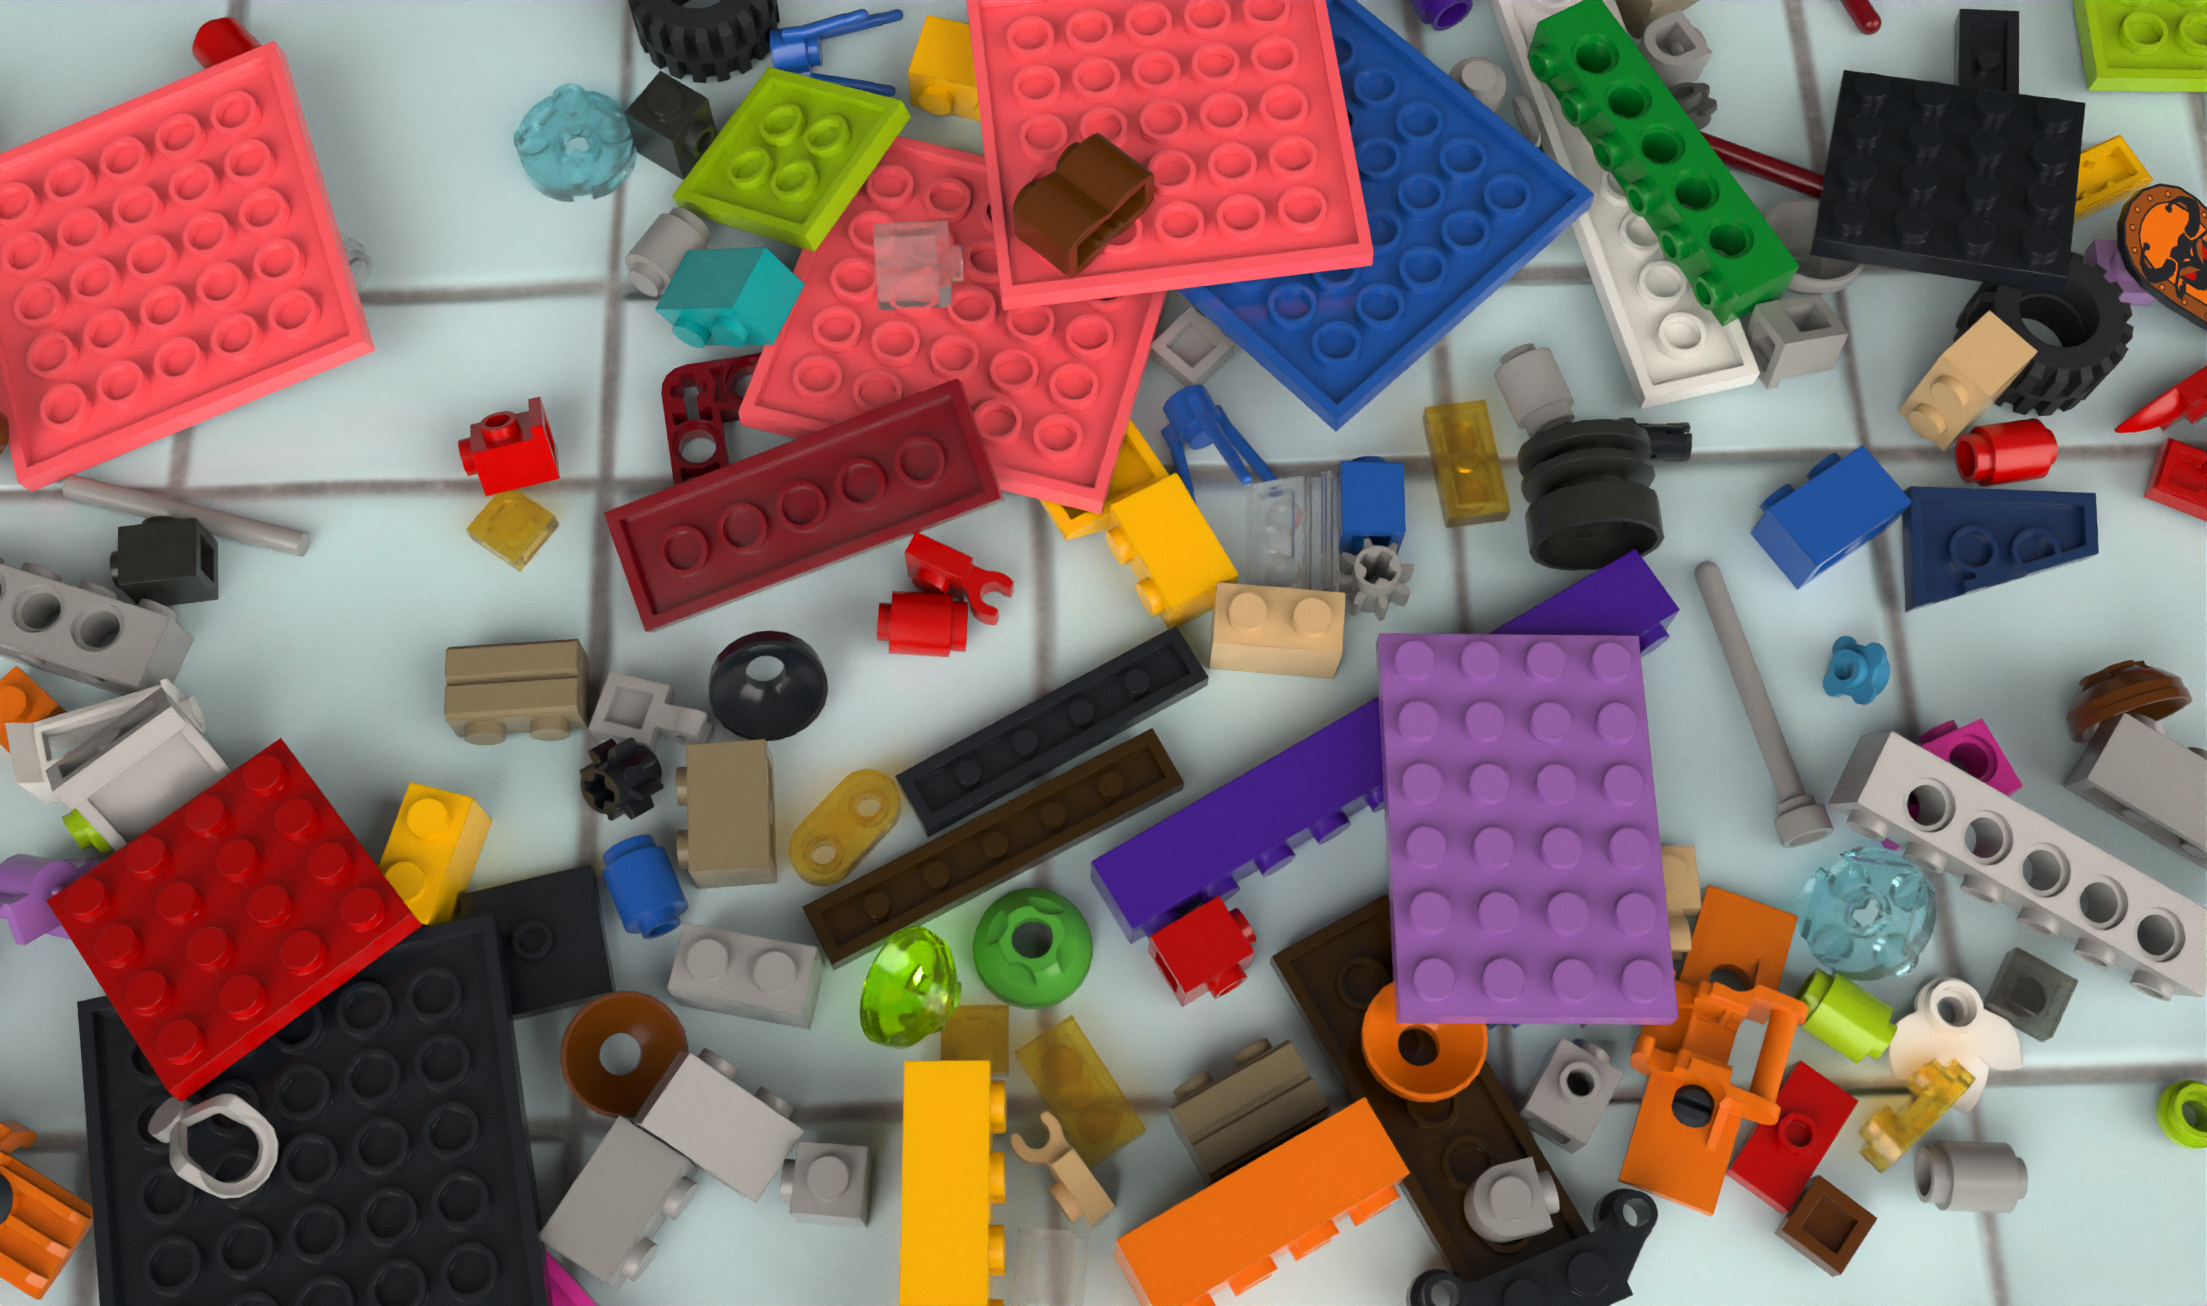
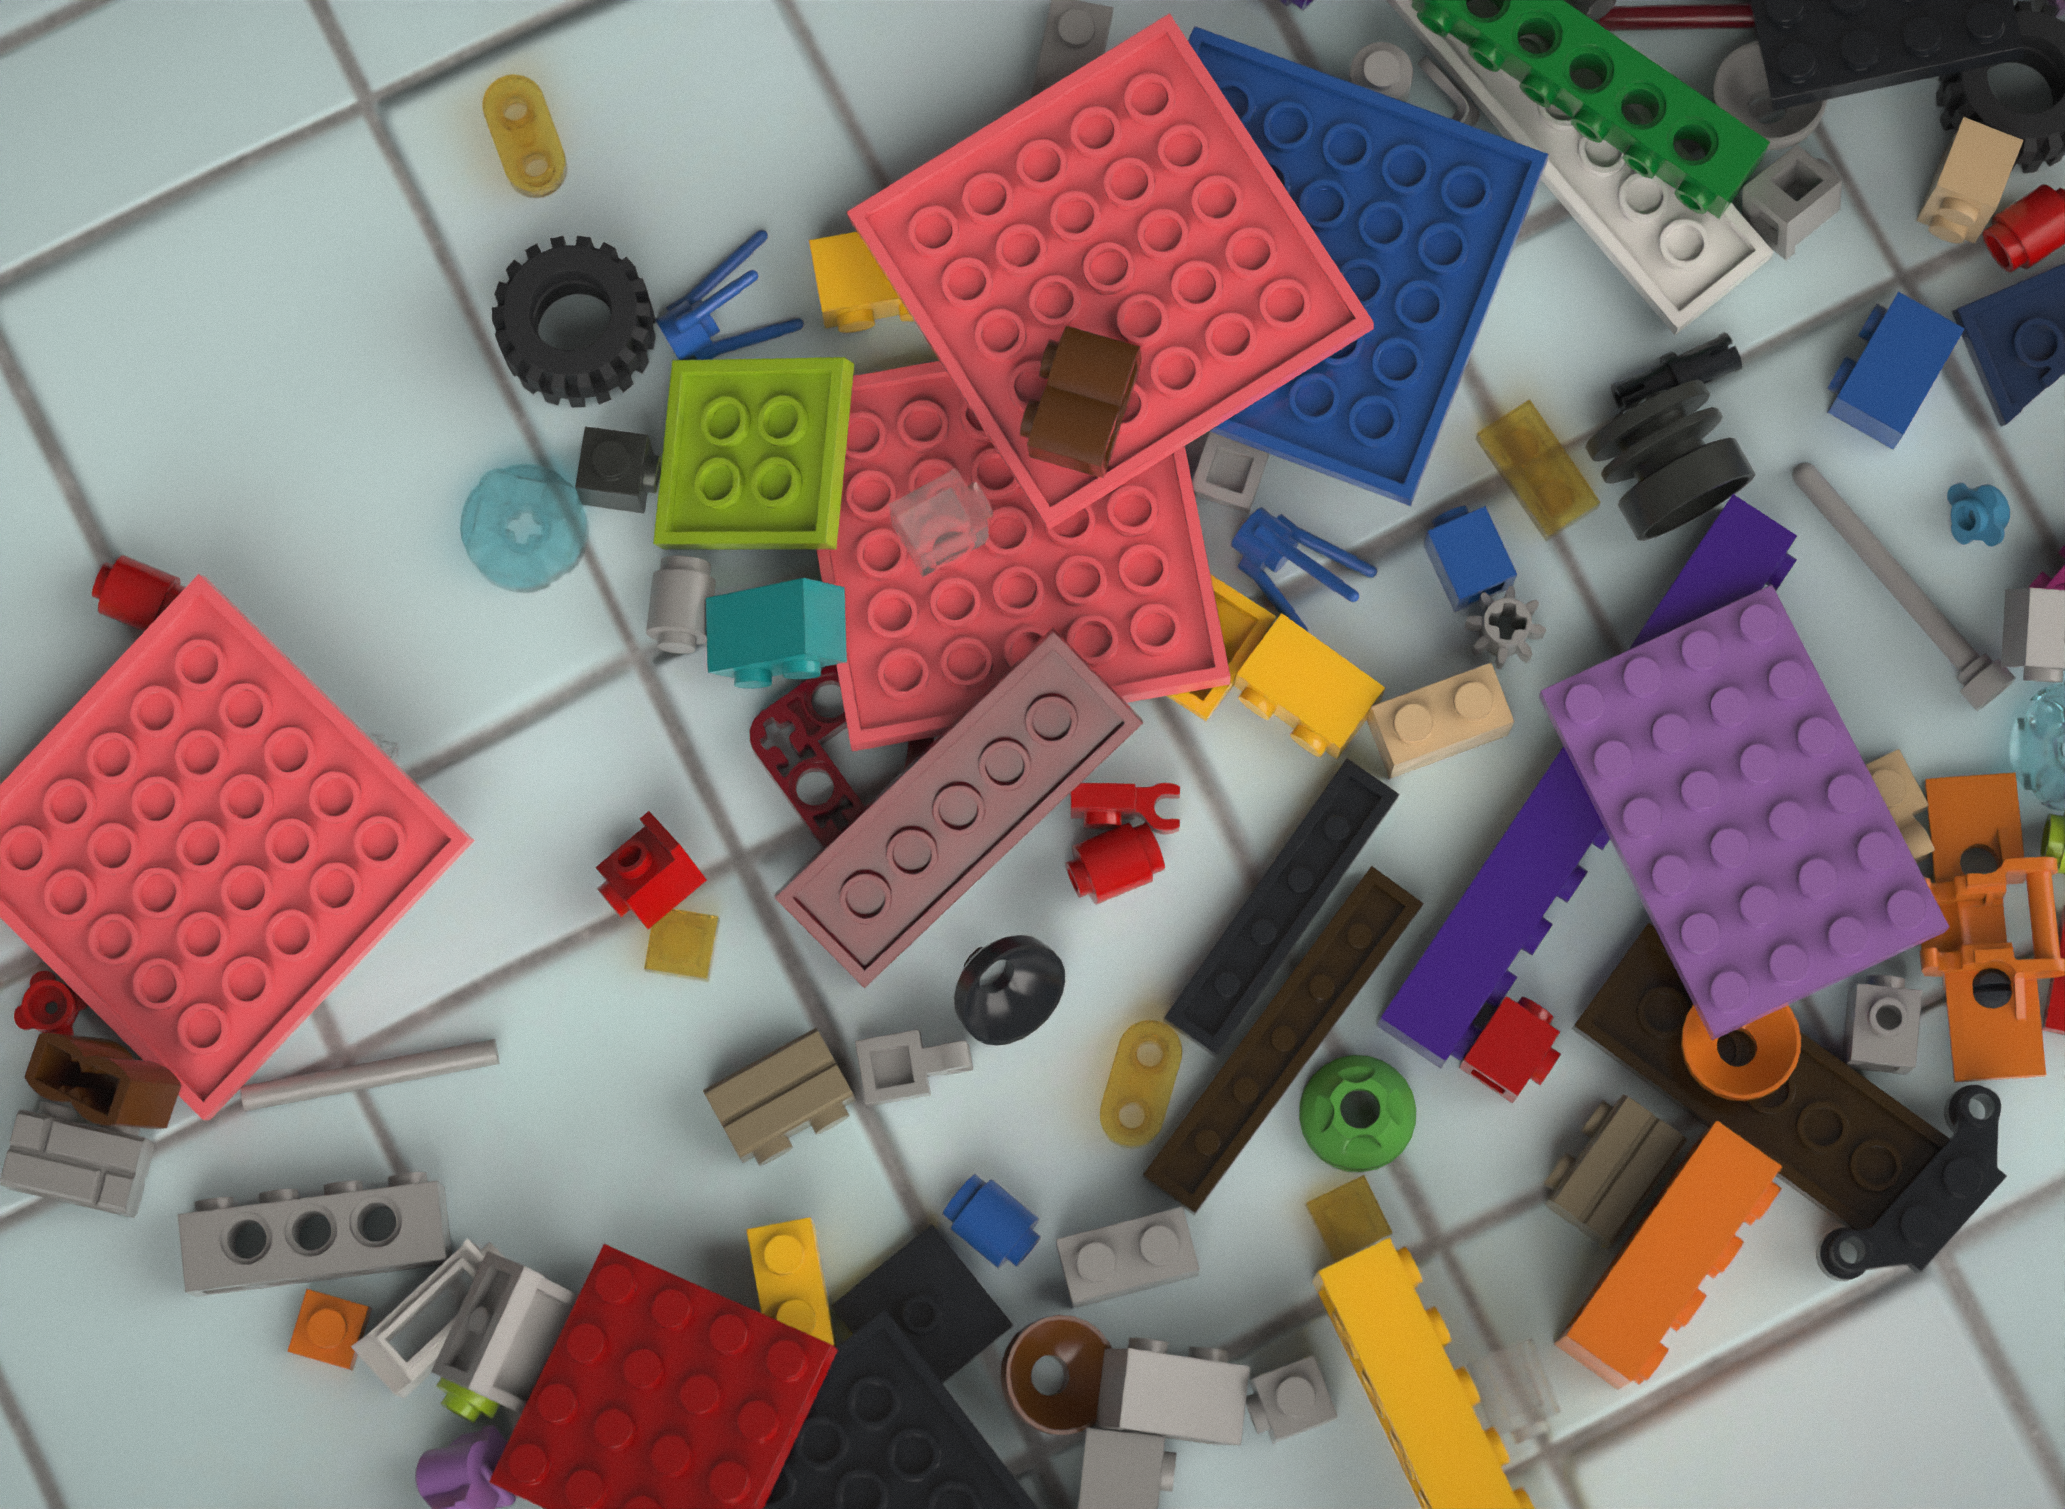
camera: 20 degrees left, 10 degrees up
(166, 561) = (385, 1129): pearl dark grey brick -> none
(621, 779) = (921, 1135): black gear -> none
(728, 814) = (1033, 1121): dark tan brick -> none
(909, 989) = (1261, 1207): clear neon green piece -> none
(1076, 1188) = (1499, 1304): tan plate -> none
(1080, 1092) = (1463, 1221): clear yellow plate -> none
(1293, 533) = (1414, 623): clear plate -> none
(1511, 1202) = (1873, 1145): light grey plate -> none
(1534, 389) = (1570, 364): light grey brick -> none

